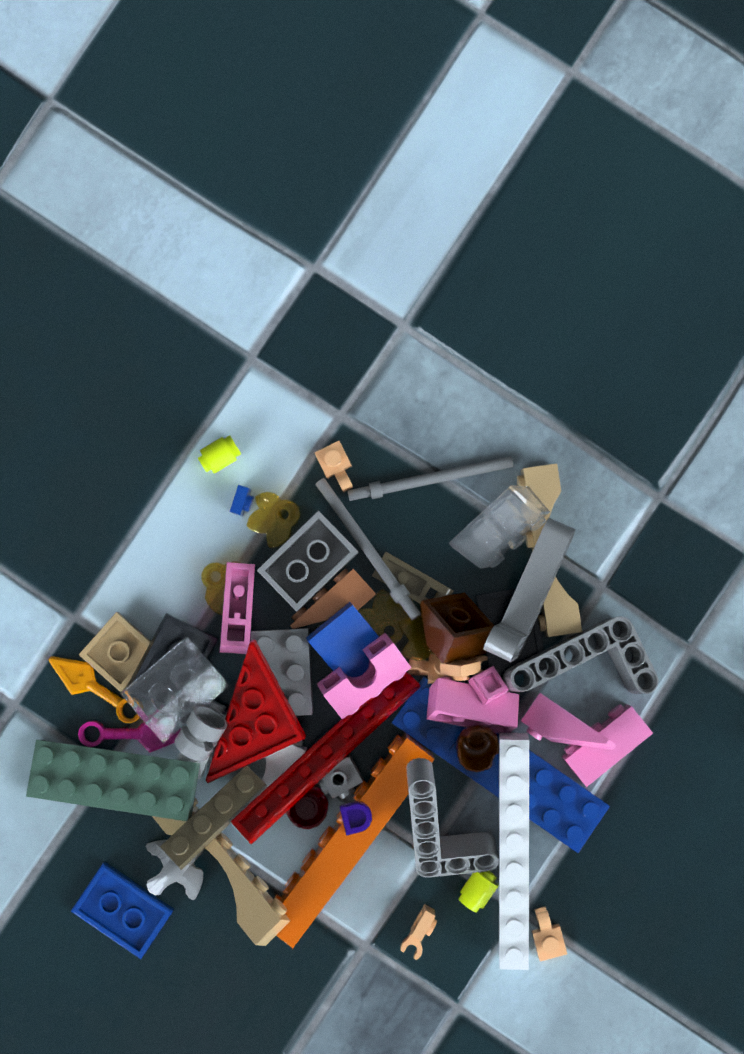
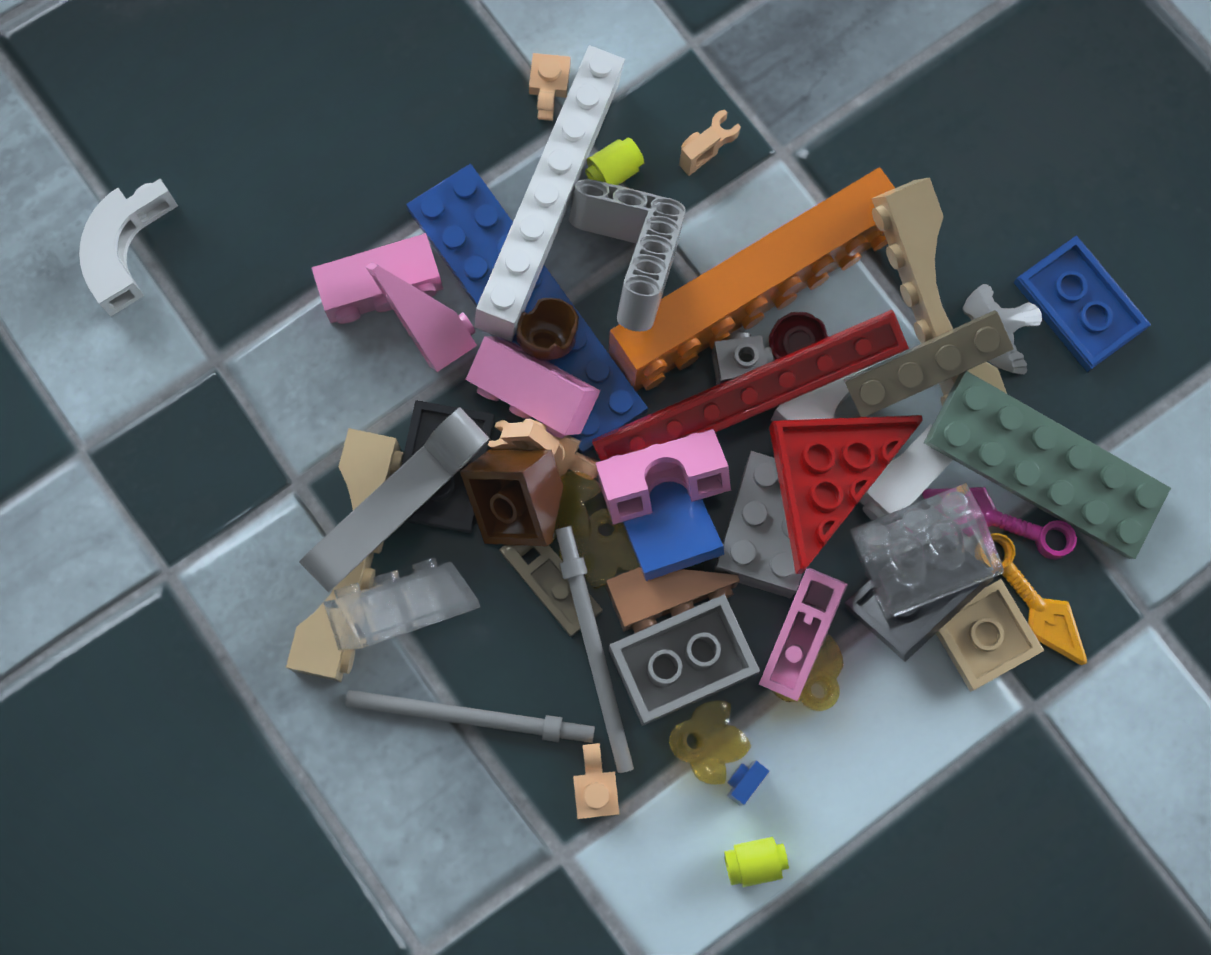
camera: 165 degrees left, 10 degrees down
(202, 731) = (911, 476): light grey wheel -> none
(355, 817) = (741, 294): dark purple tile -> none
(488, 685) = (501, 402): bright pink tile -> none
(583, 652) = (360, 400): light grey beam -> none

